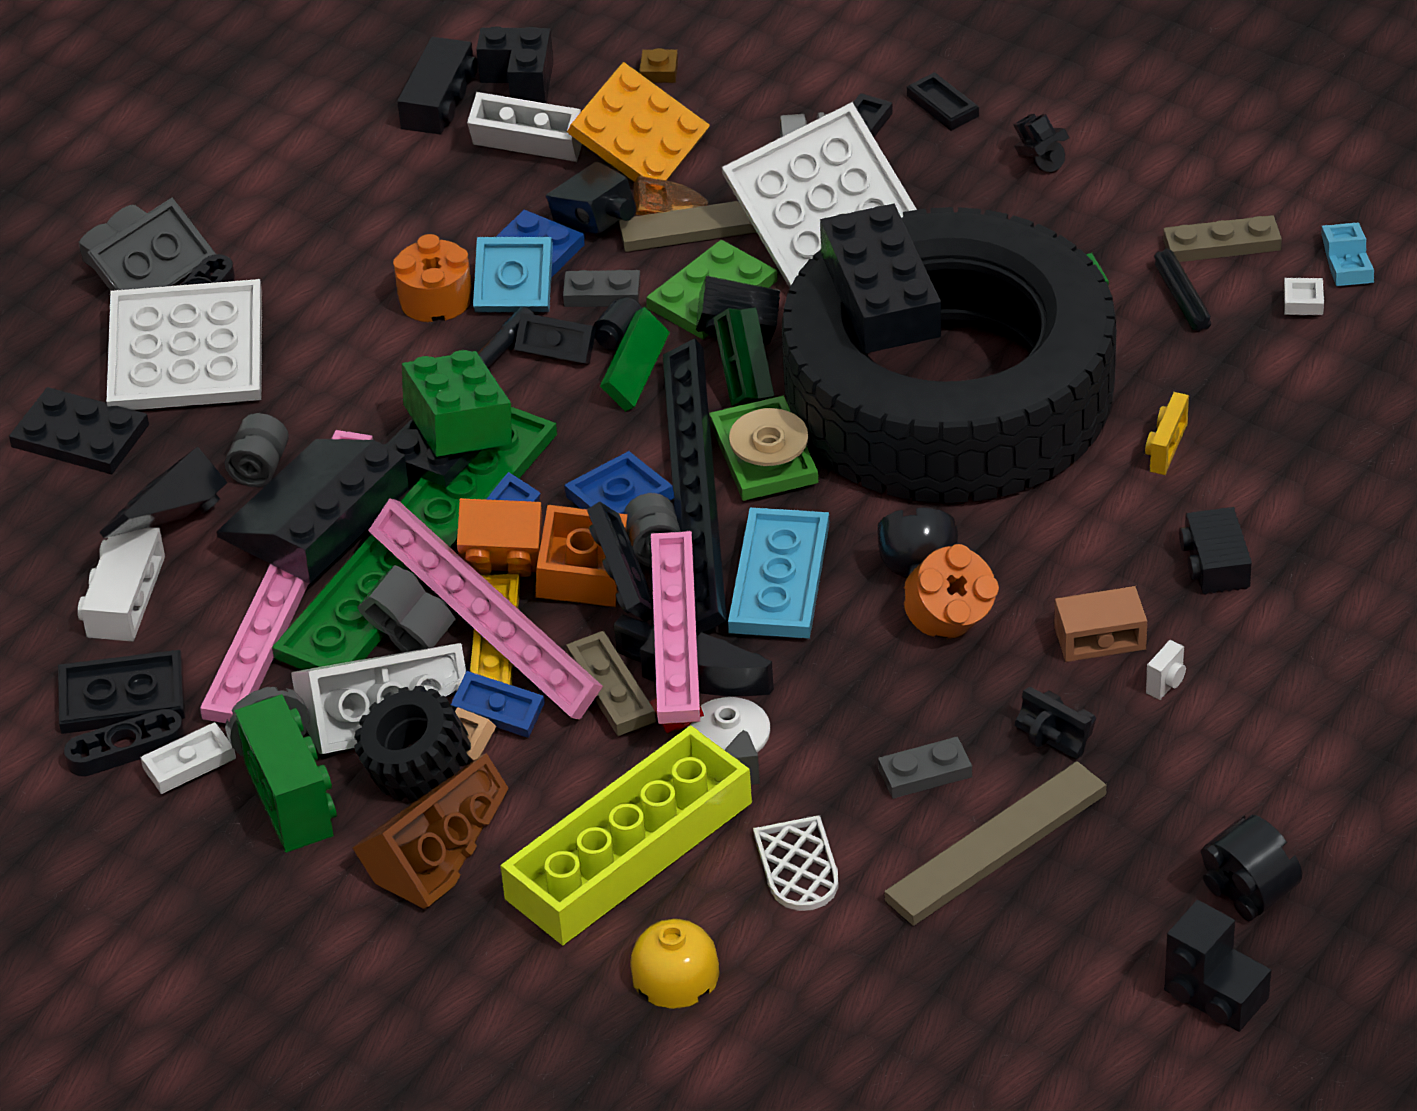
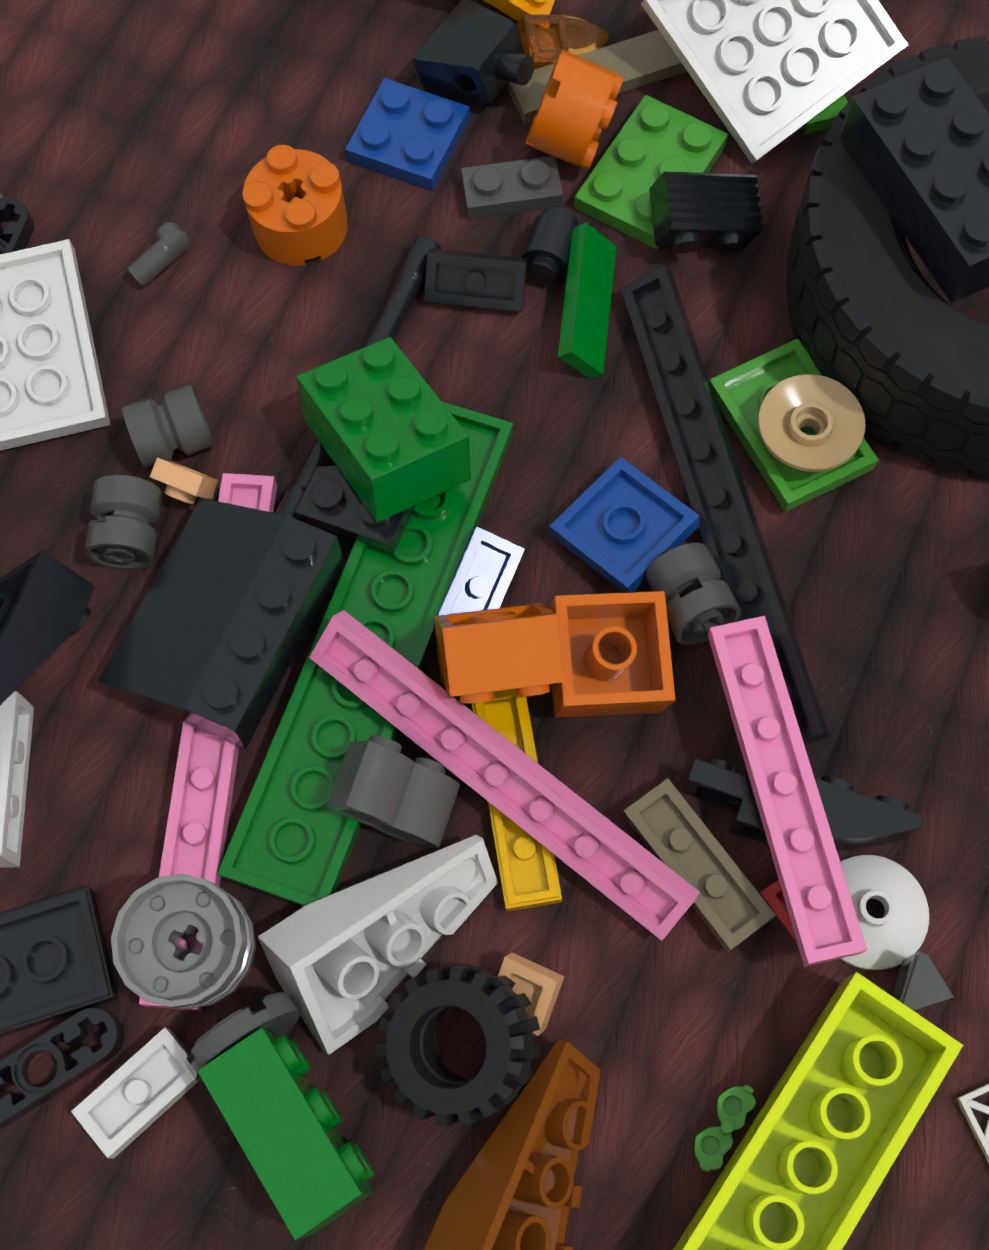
camera: 10 degrees left, 25 degrees up
(240, 652) = (150, 933): none -> light grey wheel
(303, 398) = (167, 426): none -> dark grey wheel
(304, 429) = (184, 482): none -> light nougat plate
(332, 297) = (170, 245): none -> dark grey arm
(501, 703) = (554, 931): blue plate -> none
(513, 274) = (398, 186): medium azure plate -> none
(621, 561) = (684, 688): black plate -> none
(655, 237) = (574, 109): none -> orange brick
(743, 356) = (737, 288): dark green piece -> none
(779, 573) = (872, 636): medium azure plate -> none

